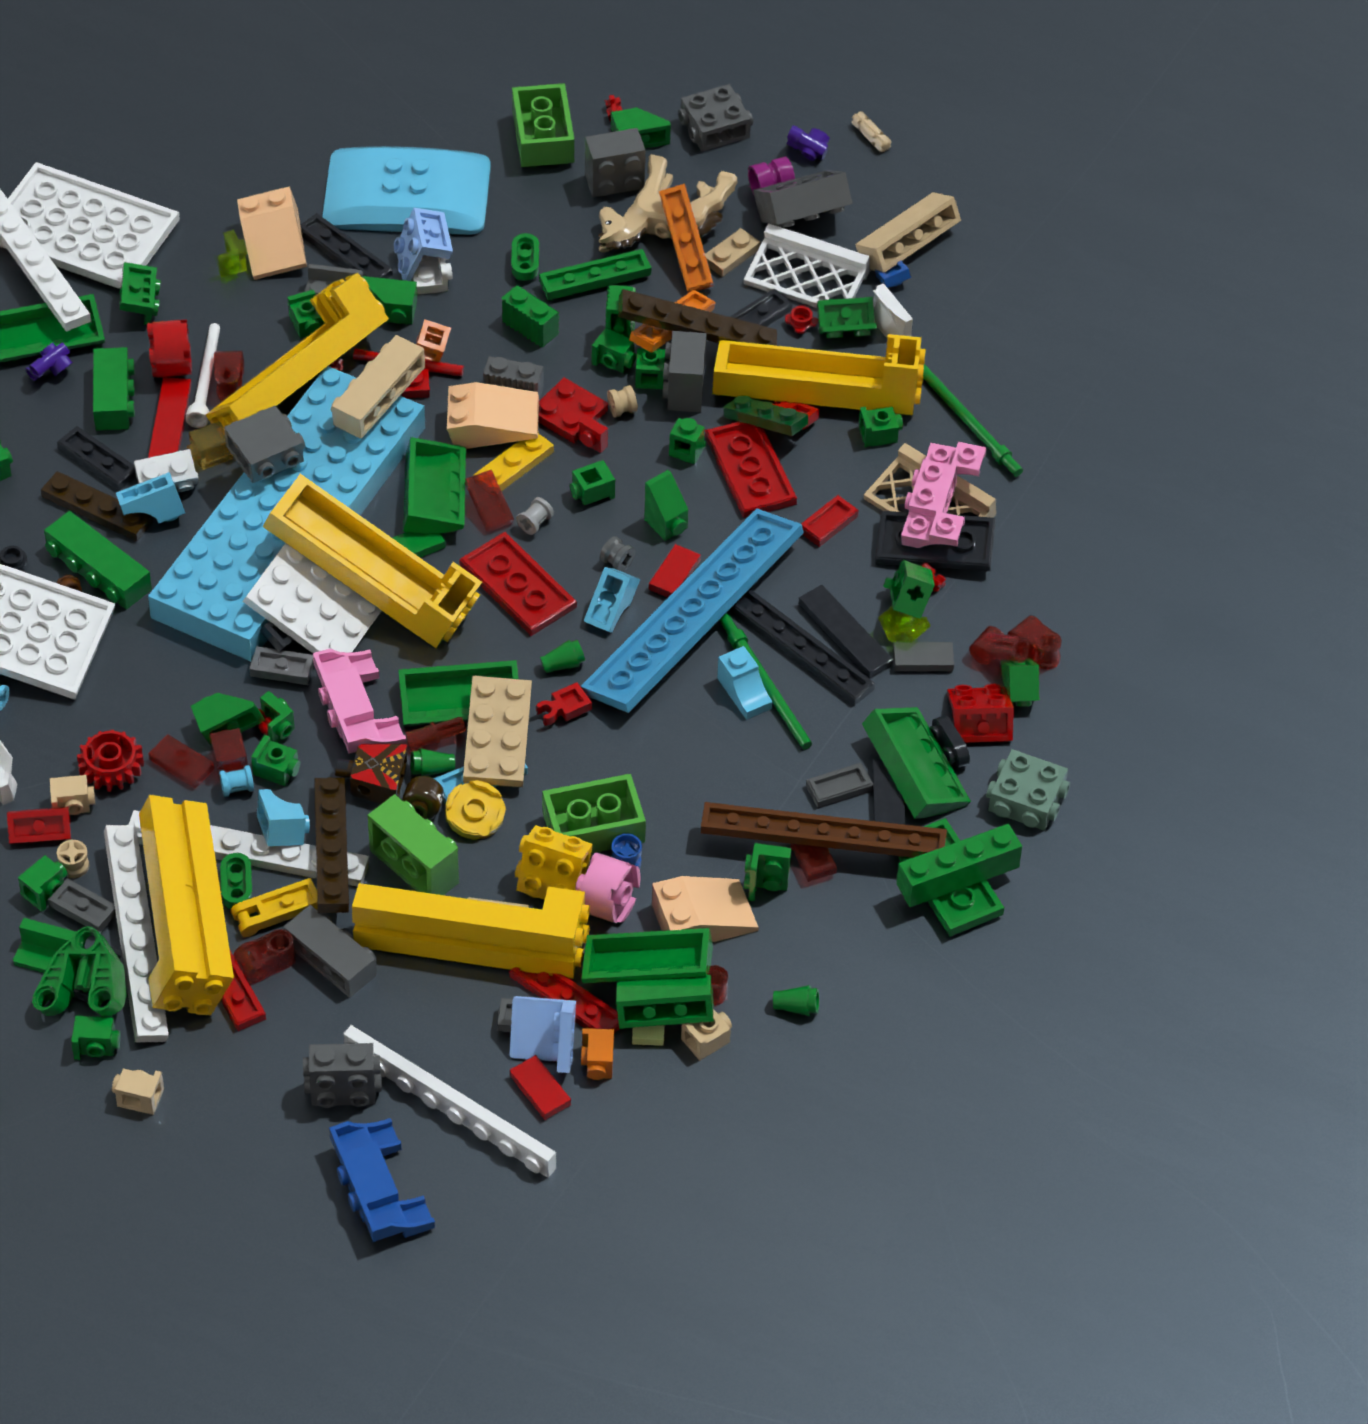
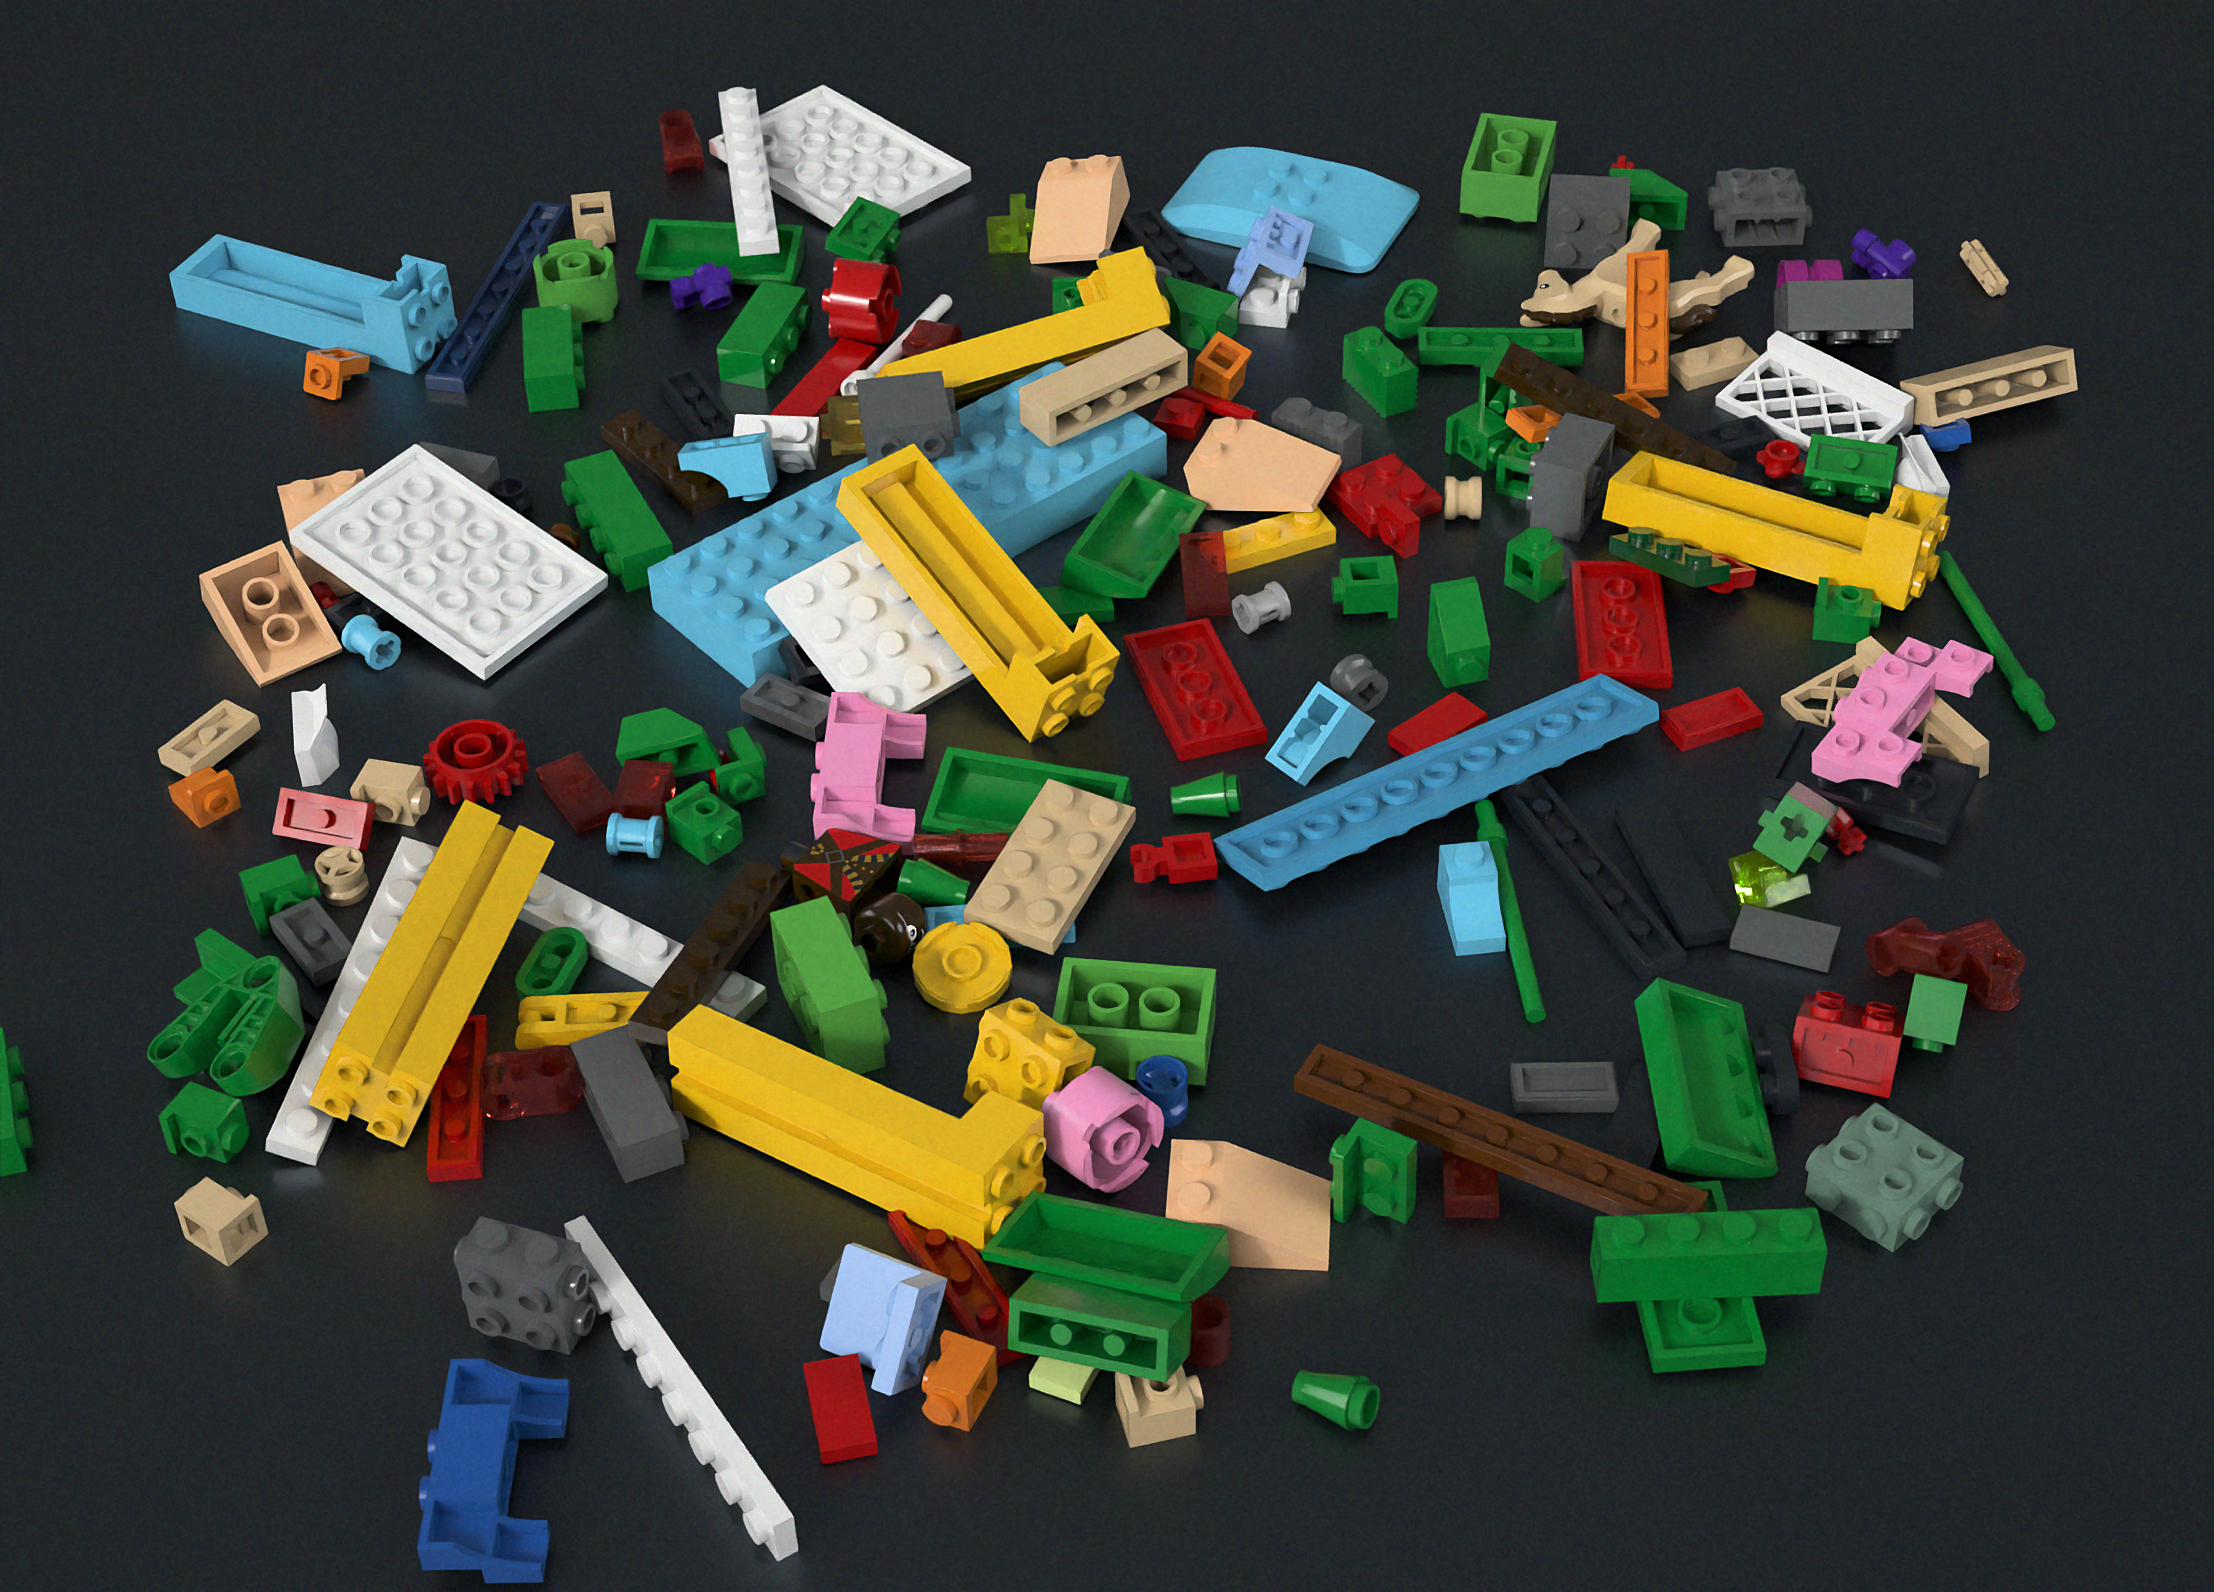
camera: 25 degrees right, 10 degrees down
(281, 821) = (658, 900): medium azure arch -> none

